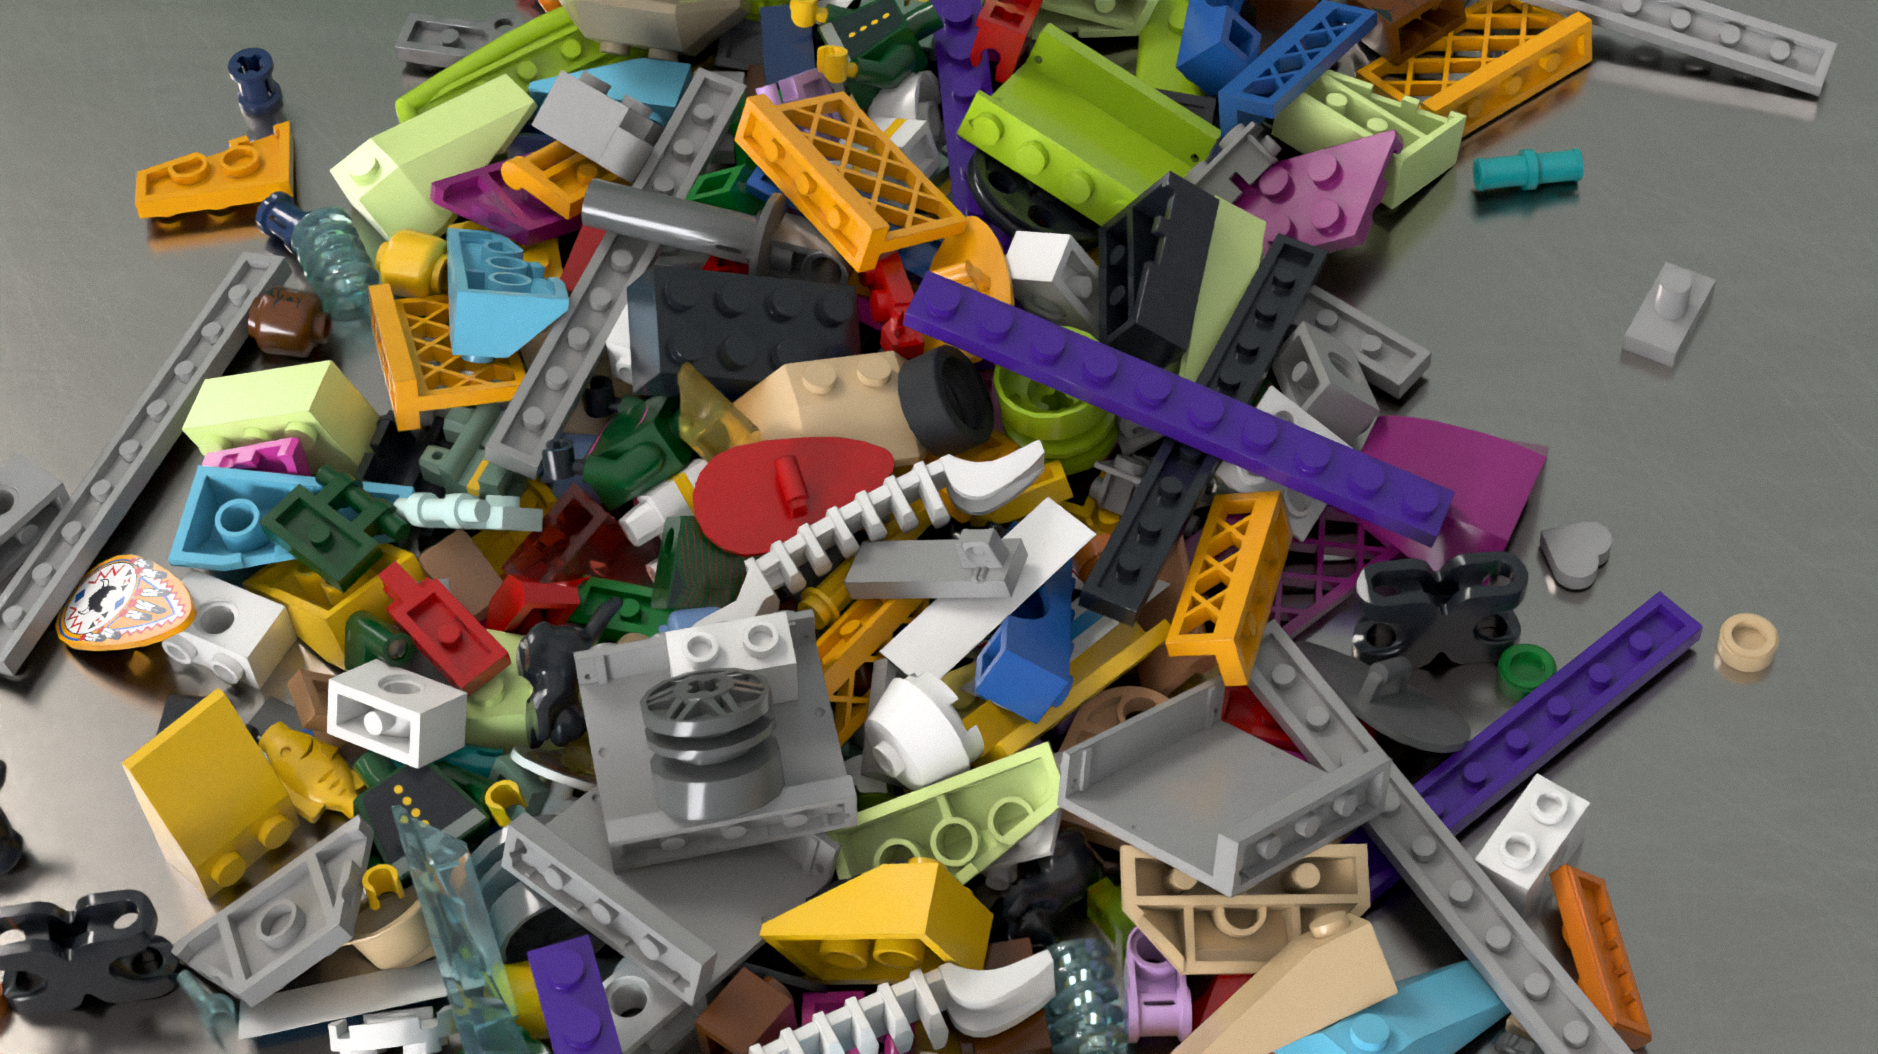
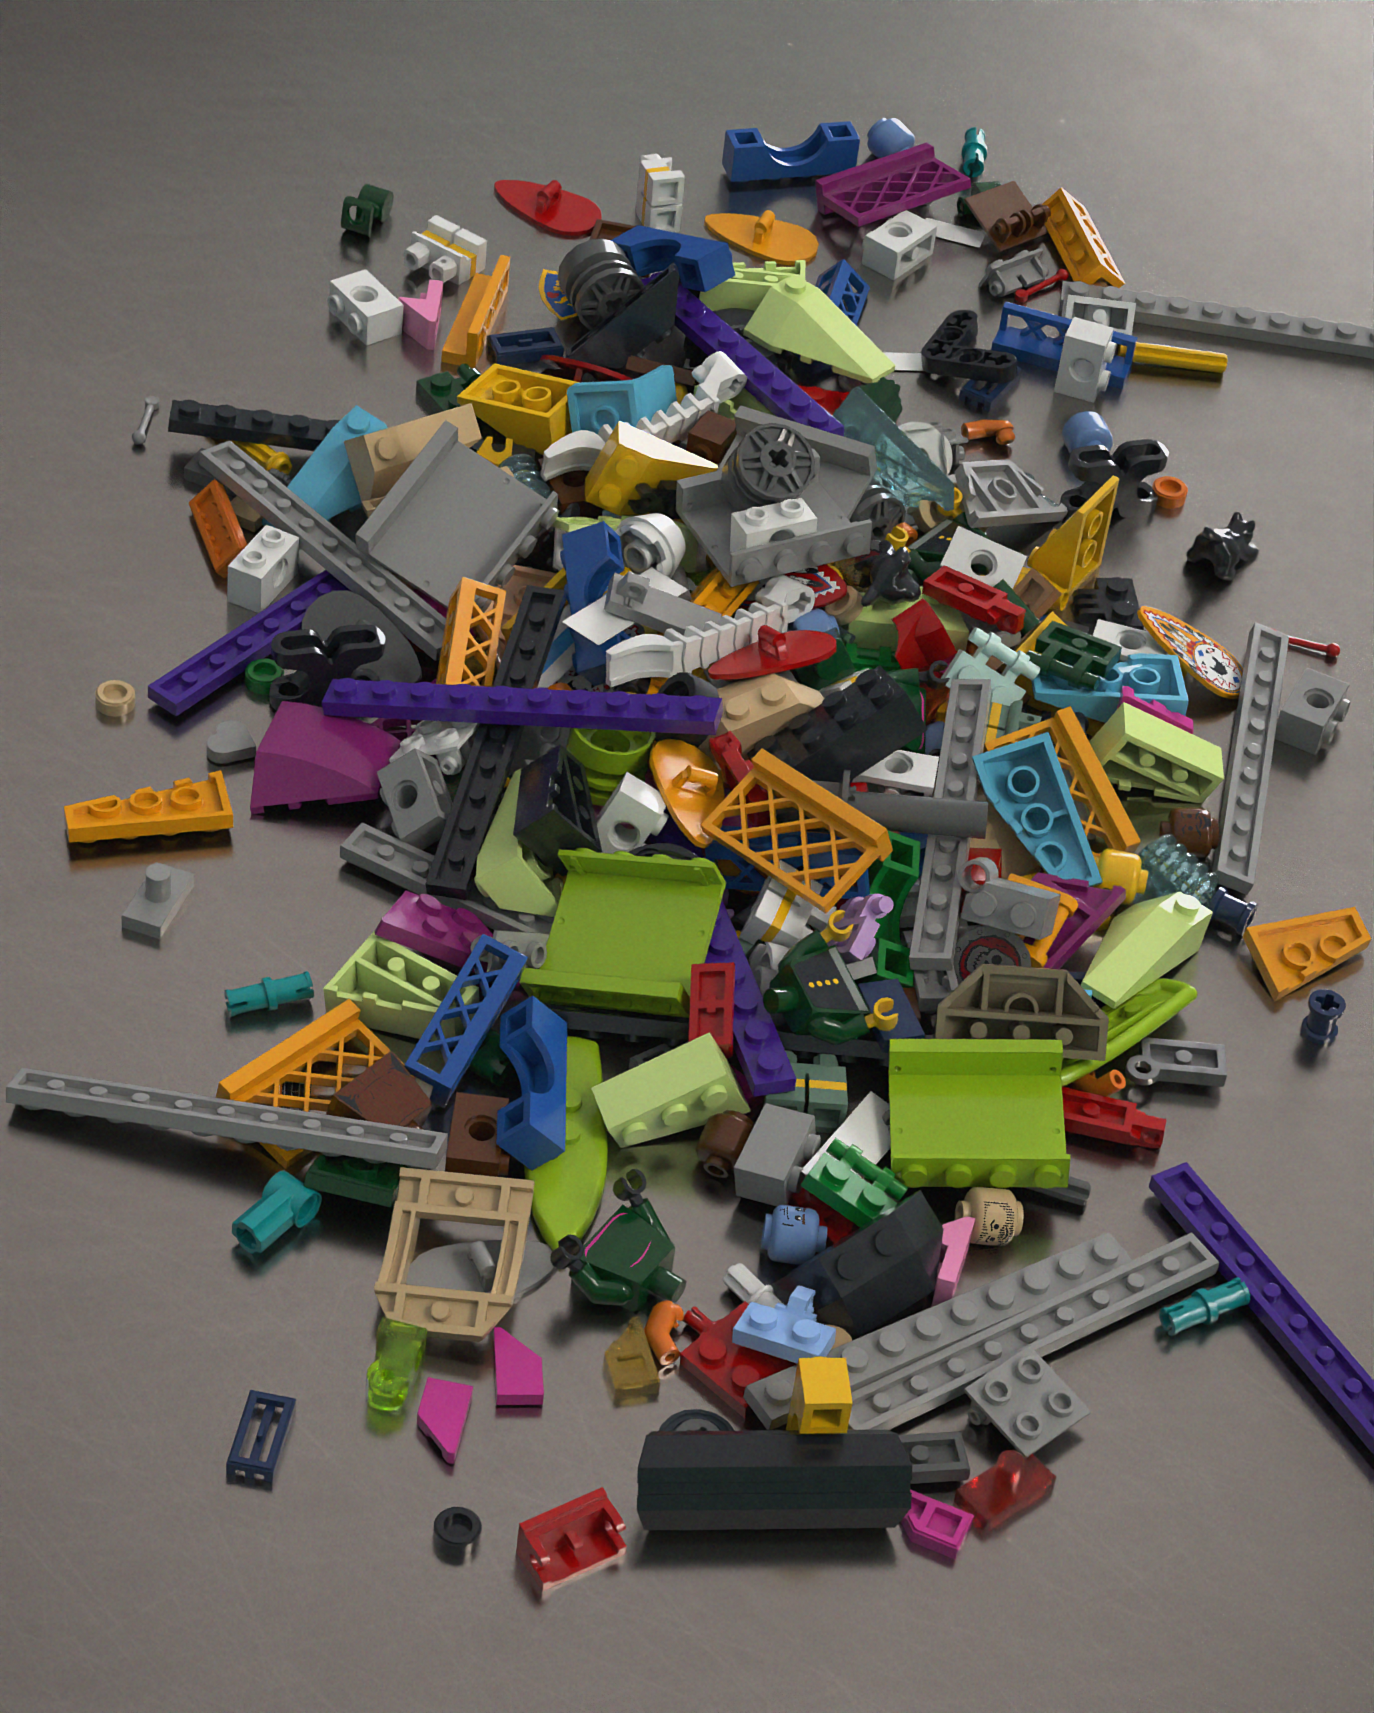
camera: 160 degrees right, 10 degrees down
(708, 418) = (835, 677): clear yellow tile -> none
(1669, 434) = (147, 812): none -> light orange wing

